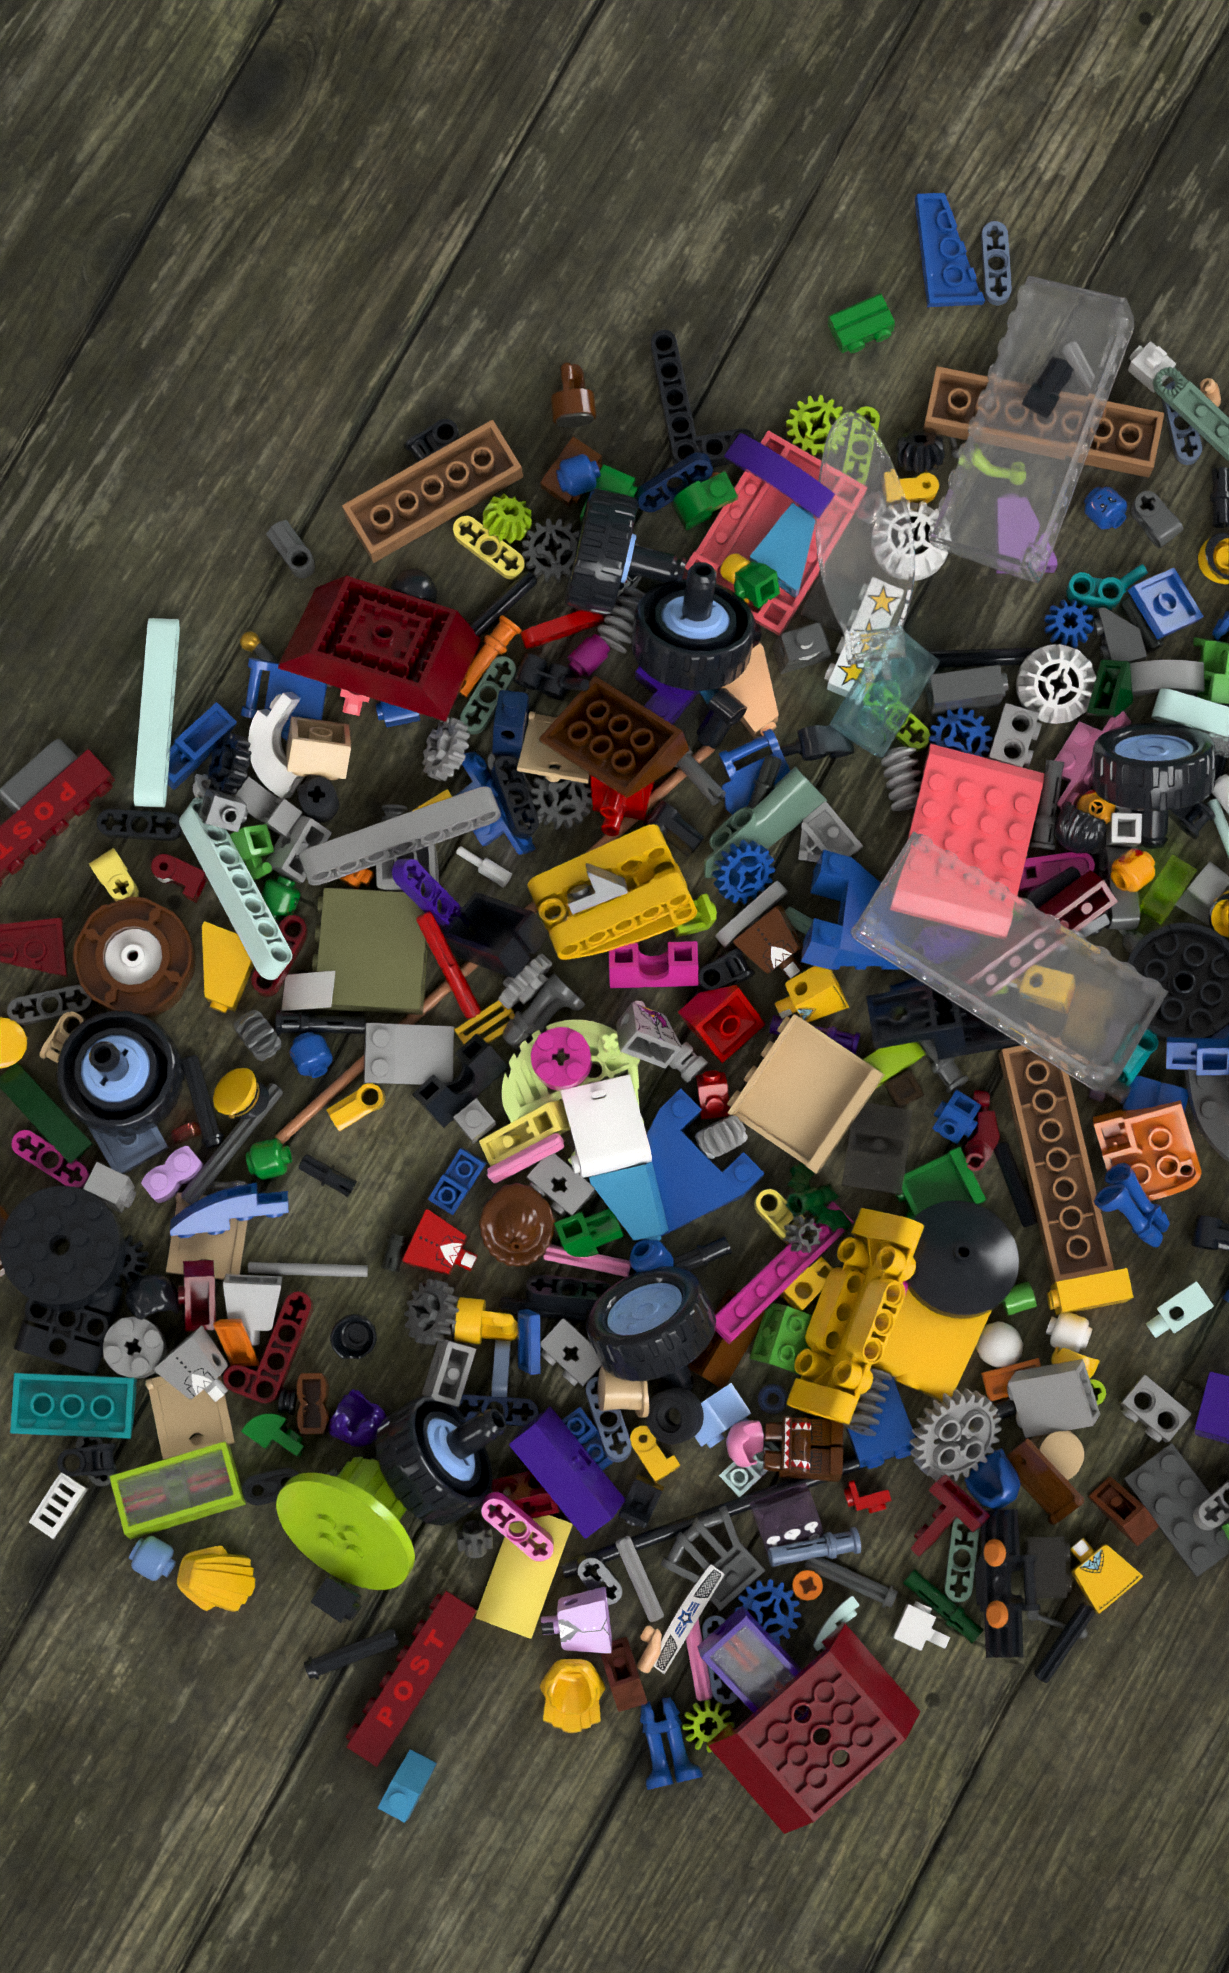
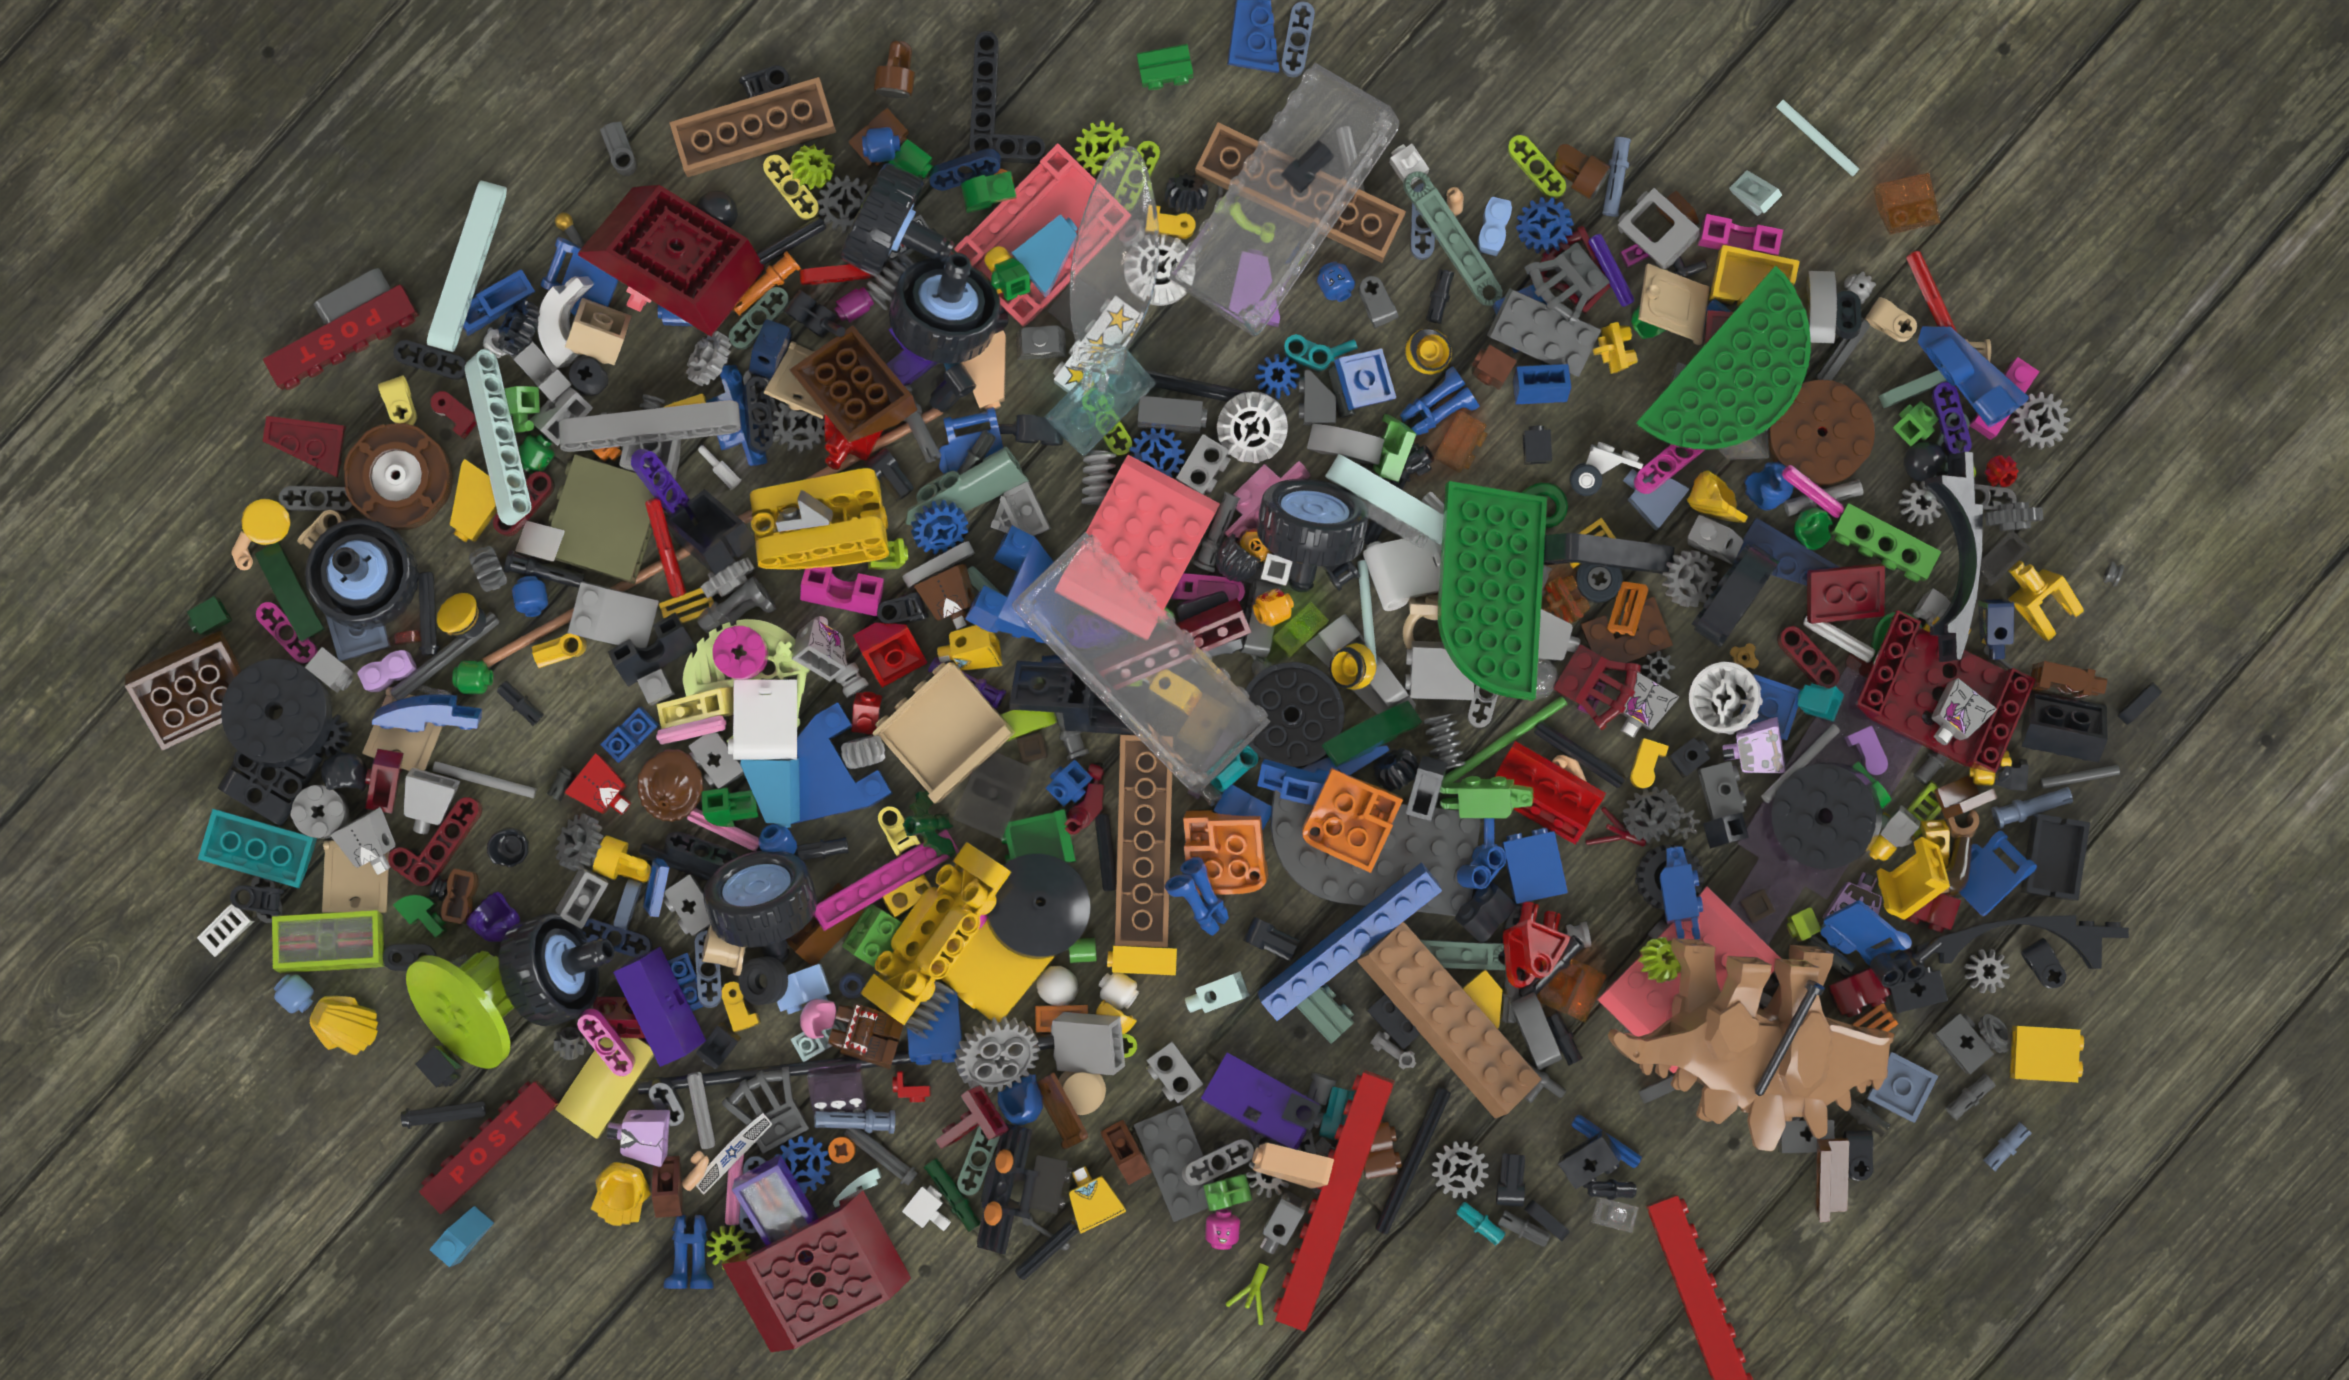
camera: 10 degrees right, 5 degrees up
(223, 810) = (502, 367): brick -> none
(236, 1342) = (407, 828): orange tile -> none
(780, 474) = (1055, 187): dark purple slope -> none
(805, 1227) = (914, 857): dark grey gear -> none
(1111, 689) = (1297, 445): dark green slope -> none

